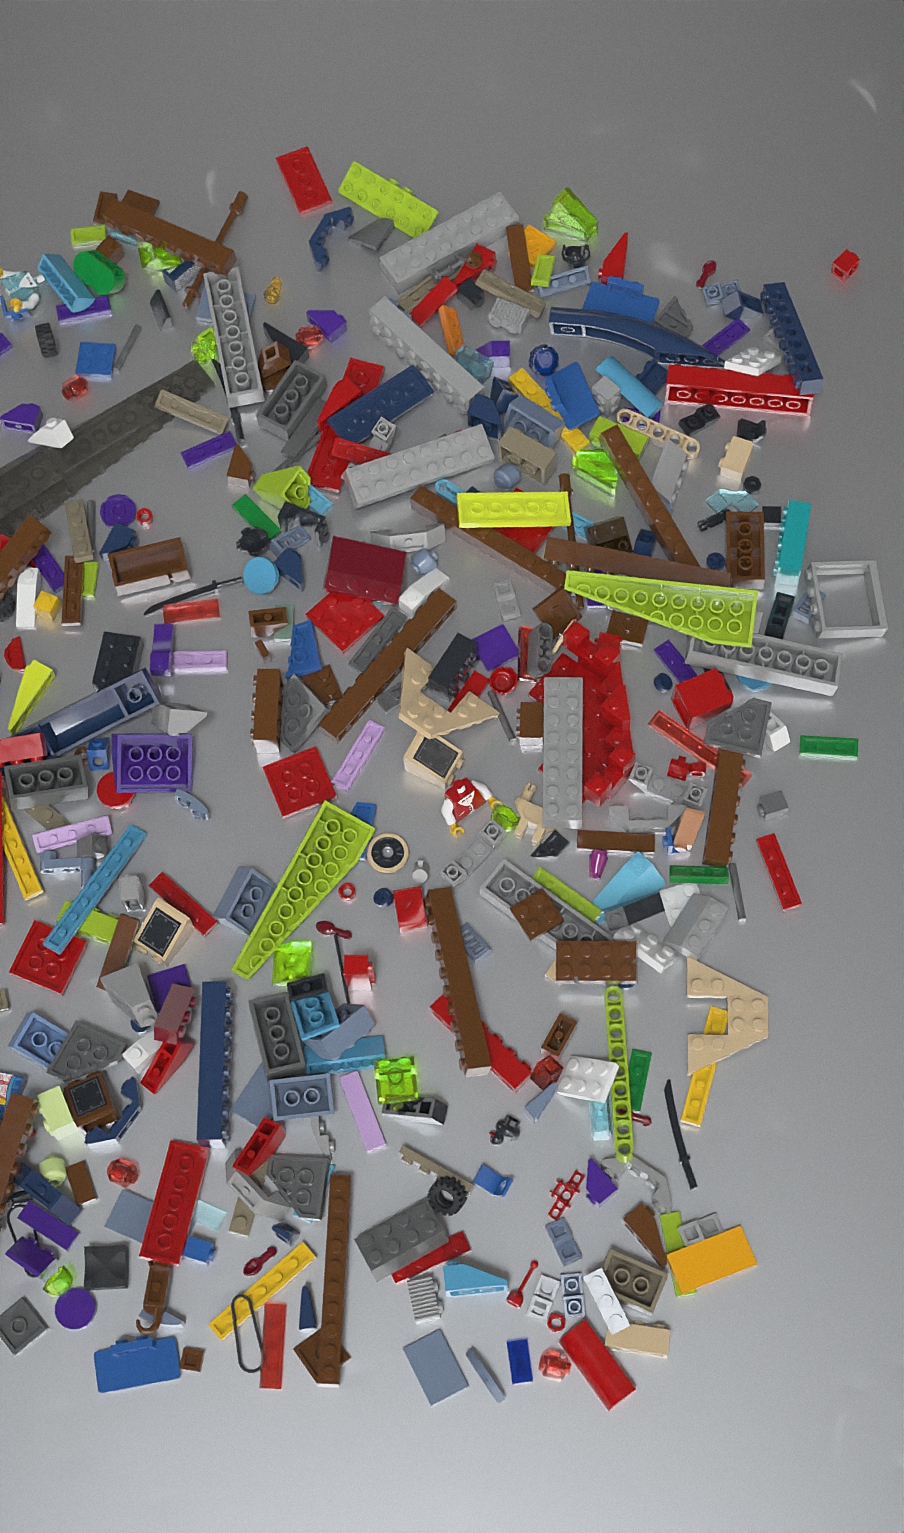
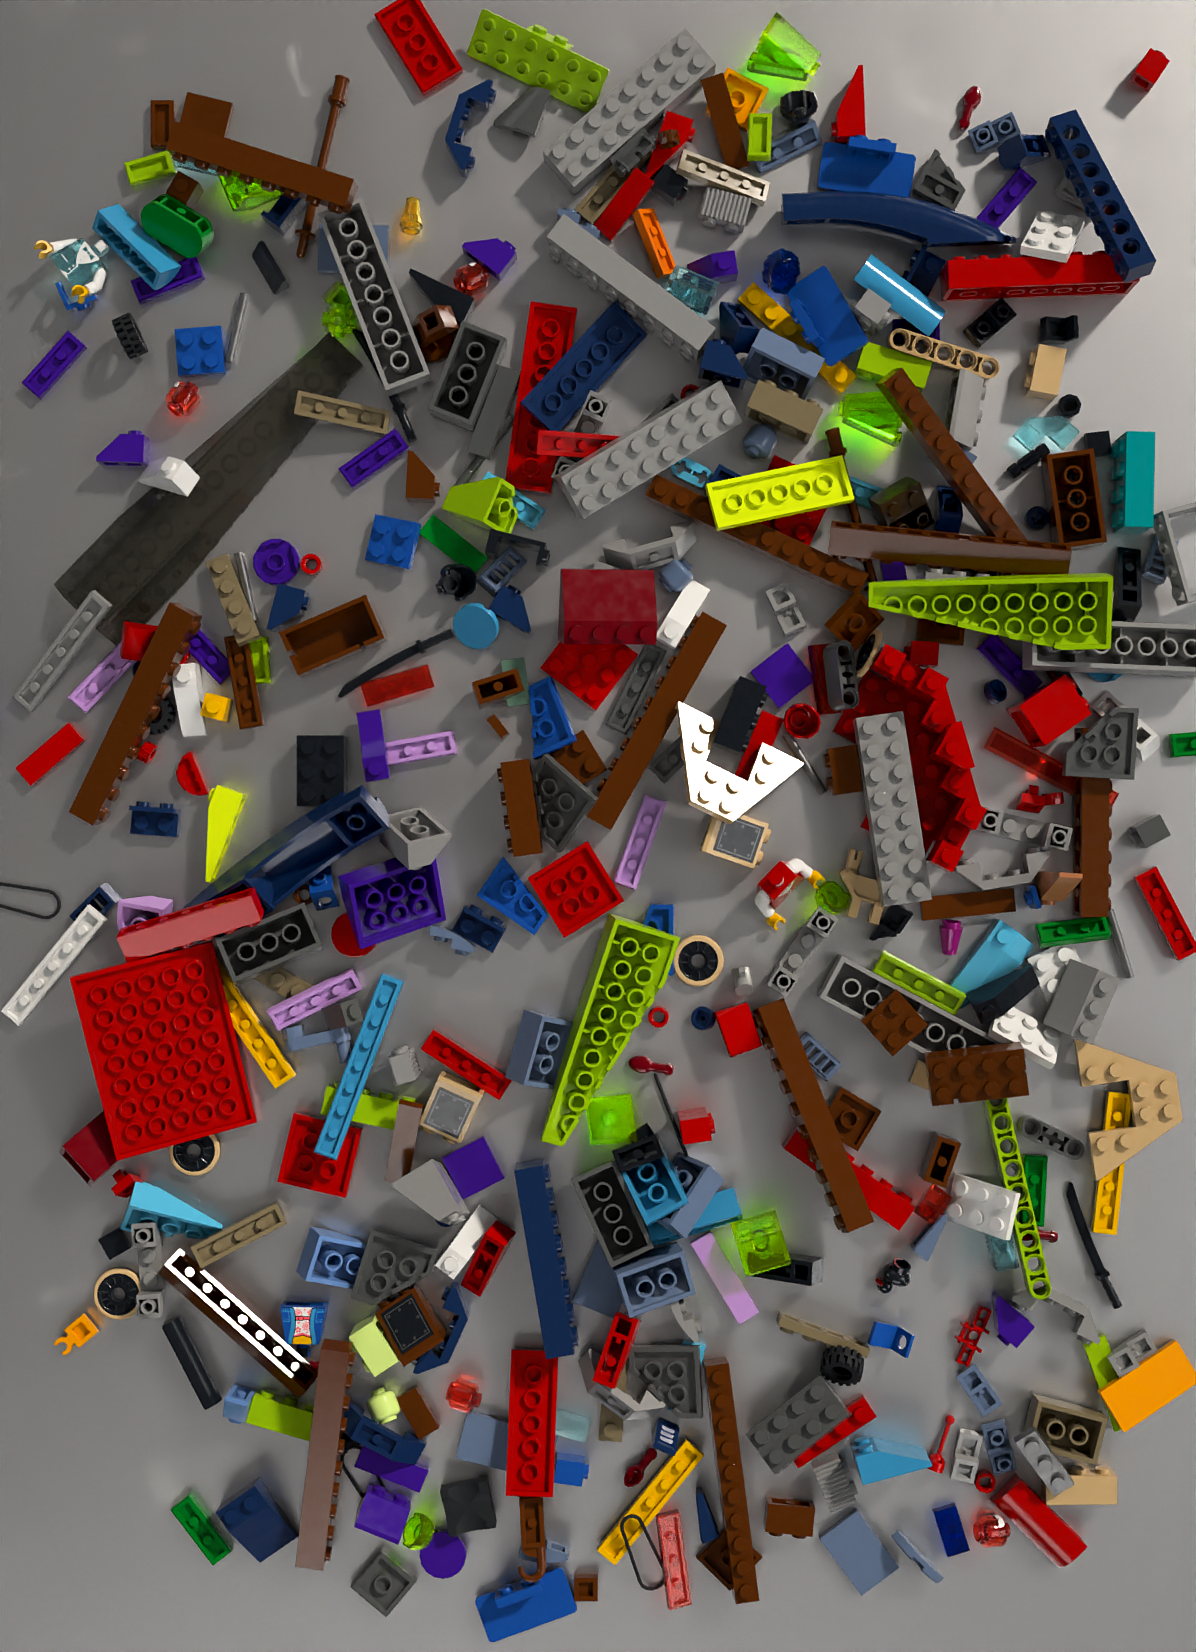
camera: 15 degrees left, 20 degrees up
(175, 1014) = (489, 1210): dark red brick -> none
(210, 509) = (393, 542): none -> blue plate
(217, 800) = (479, 928): none -> dark blue bracket
(247, 781) = (512, 898): none -> blue wing
(341, 396) = (532, 366): red slope -> none
(379, 1323) = (789, 1517): none -> reddish brown brick
(492, 995) = (852, 1117): none -> reddish brown plate
(644, 1229) = (1070, 1363): reddish brown slope -> none
(656, 1043) = (1065, 1138): none -> dark grey beam

